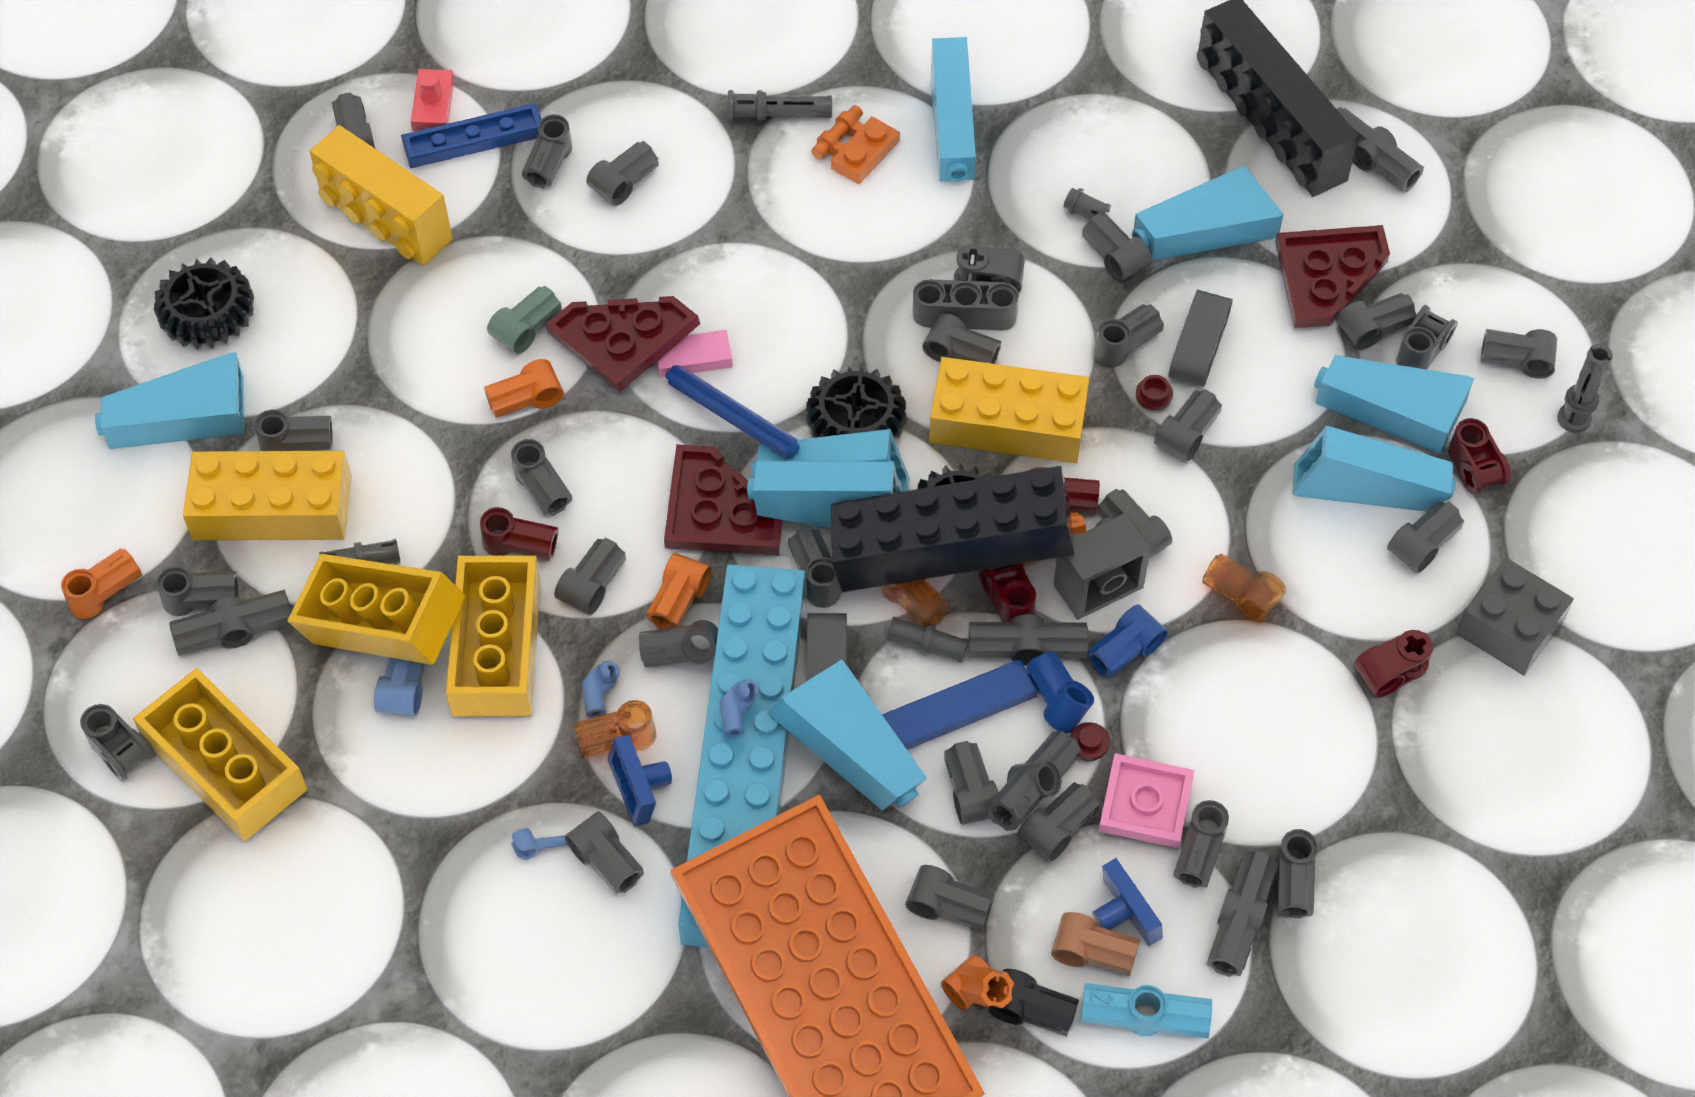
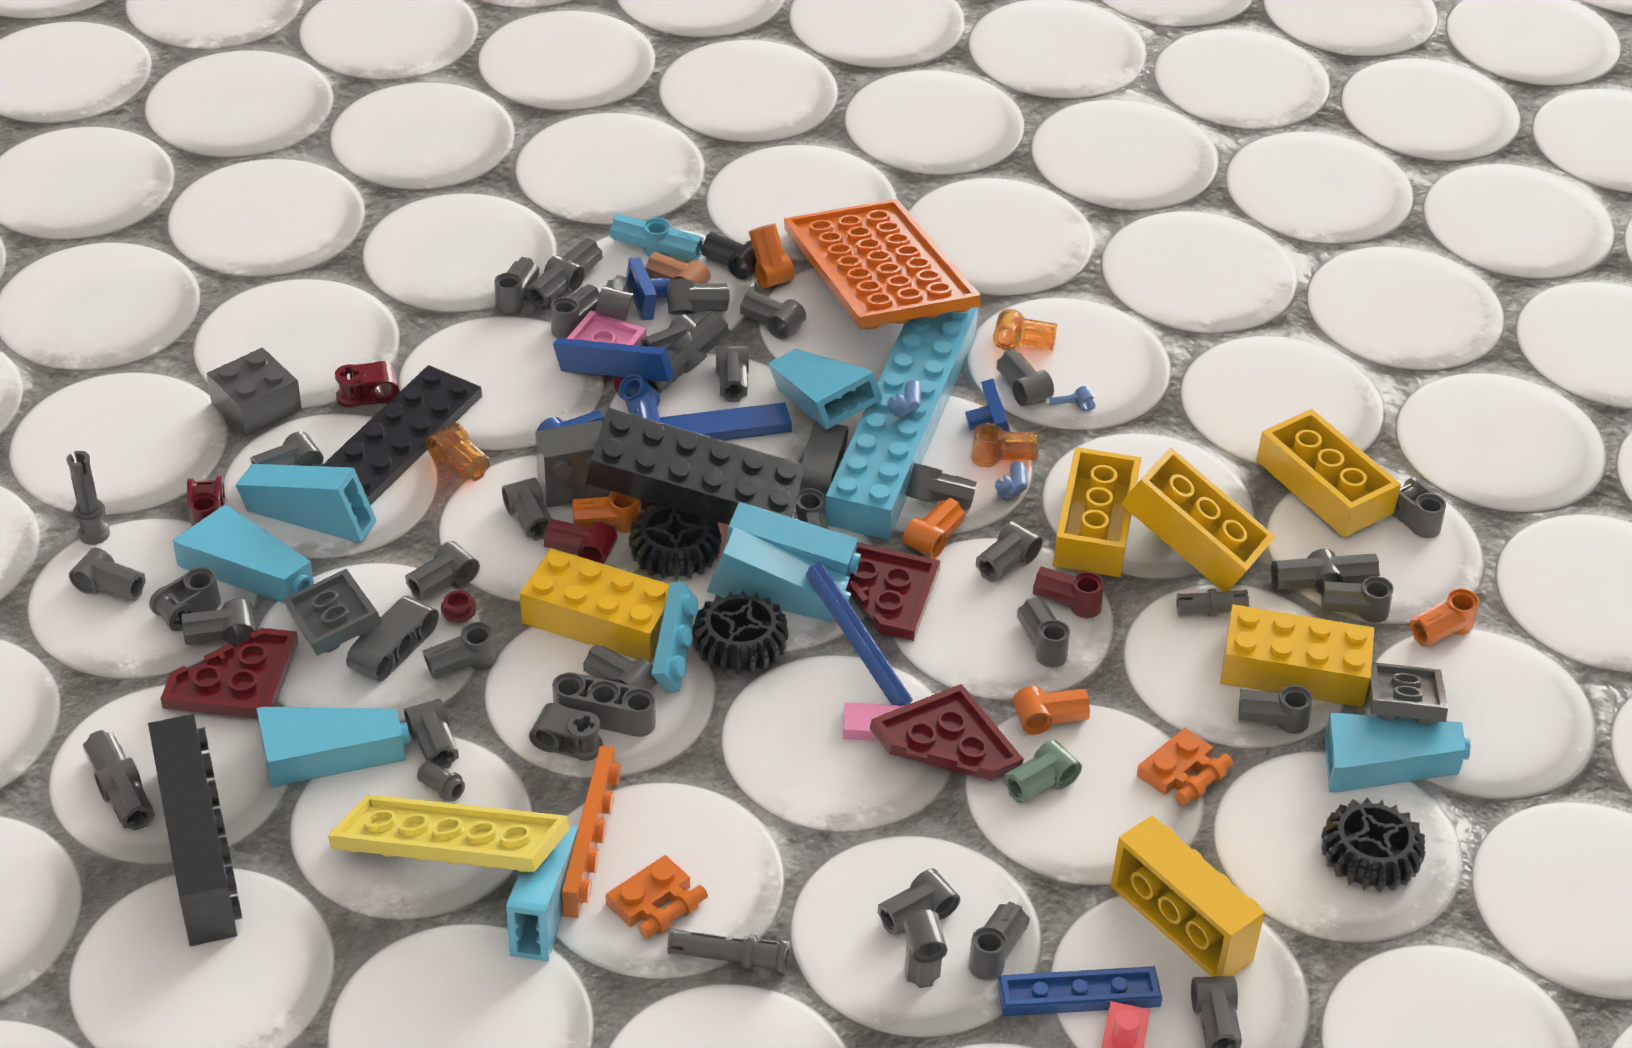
camera: 170 degrees left, 15 degrees down
(152, 455) = (1407, 693): none -> dark grey plate
(393, 369) = (1177, 759): none -> orange plate
(608, 109) = (924, 948): none -> dark grey piece
(626, 939) = (1016, 330): none -> clear orange piece
(917, 375) = (674, 637): none -> medium azure plate
(931, 182) = (590, 832): none -> orange plate
(1049, 122) = (450, 833): none -> light yellow plate
(1052, 899) = (688, 297): none -> dark grey piece
(1113, 733) = (613, 359): none -> blue tile
(1154, 851) = (615, 298): none -> dark grey piece
(1270, 335) = (332, 612): none -> dark grey plate
(1325, 612) = (400, 429): none -> black plate

